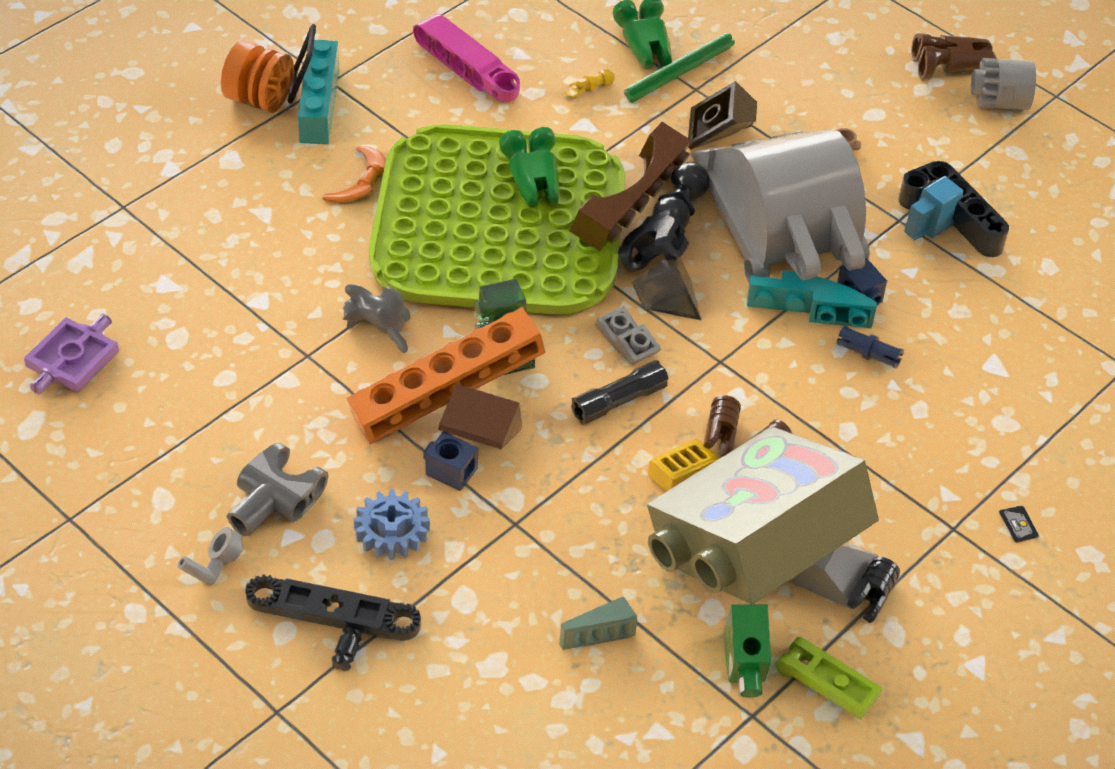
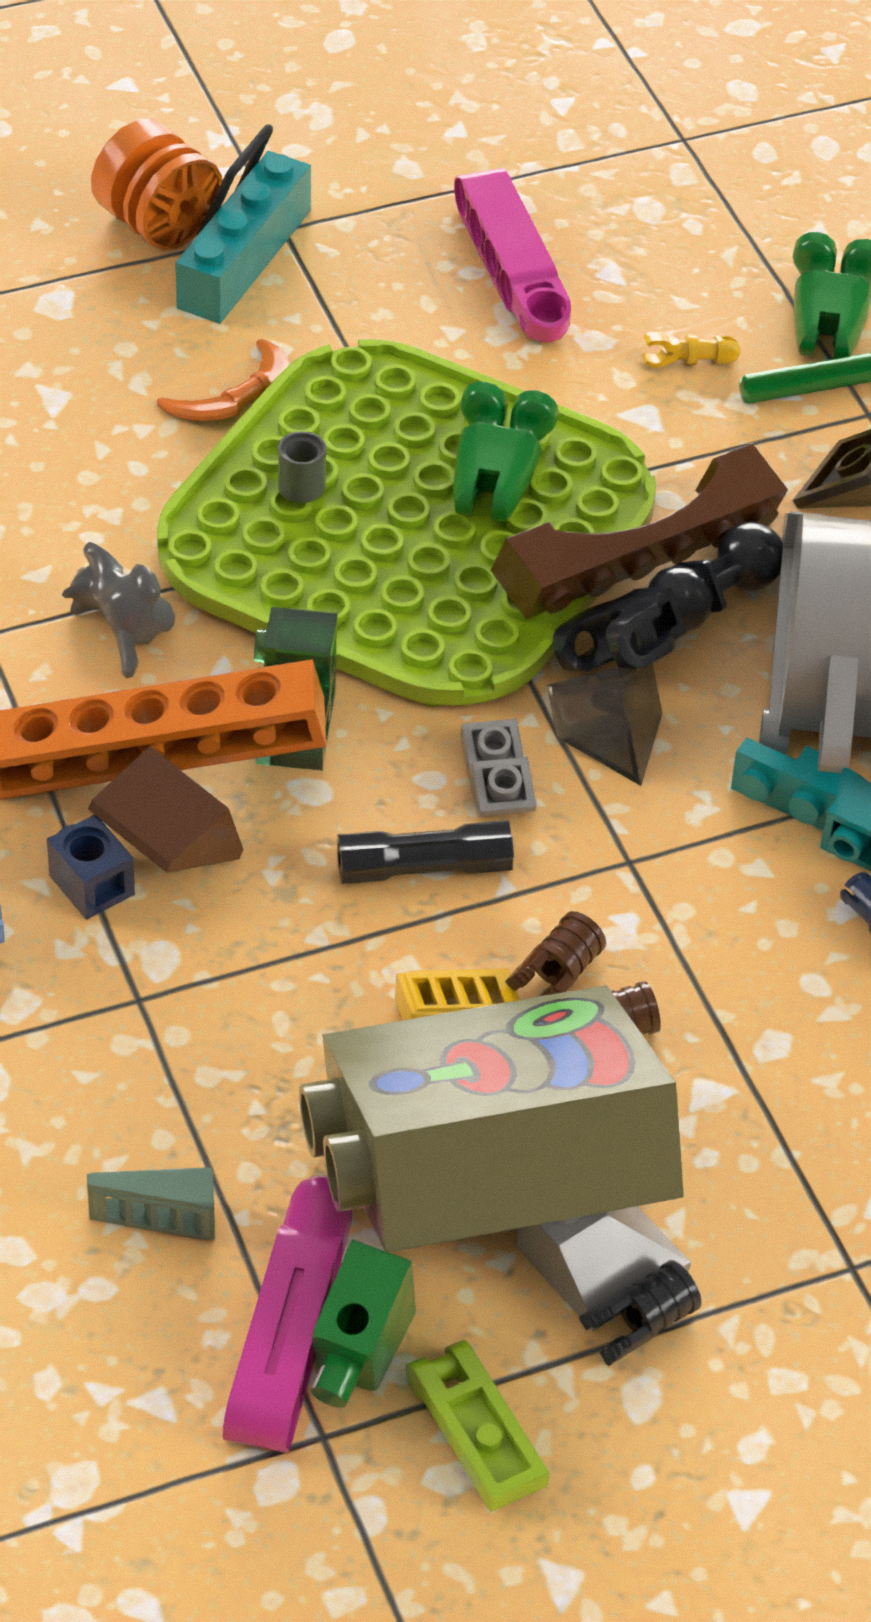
camera: 25 degrees right, 0 degrees up
(436, 207) = (301, 466): none -> dark grey beam
(704, 660) = (279, 1342): none -> dark pink piece

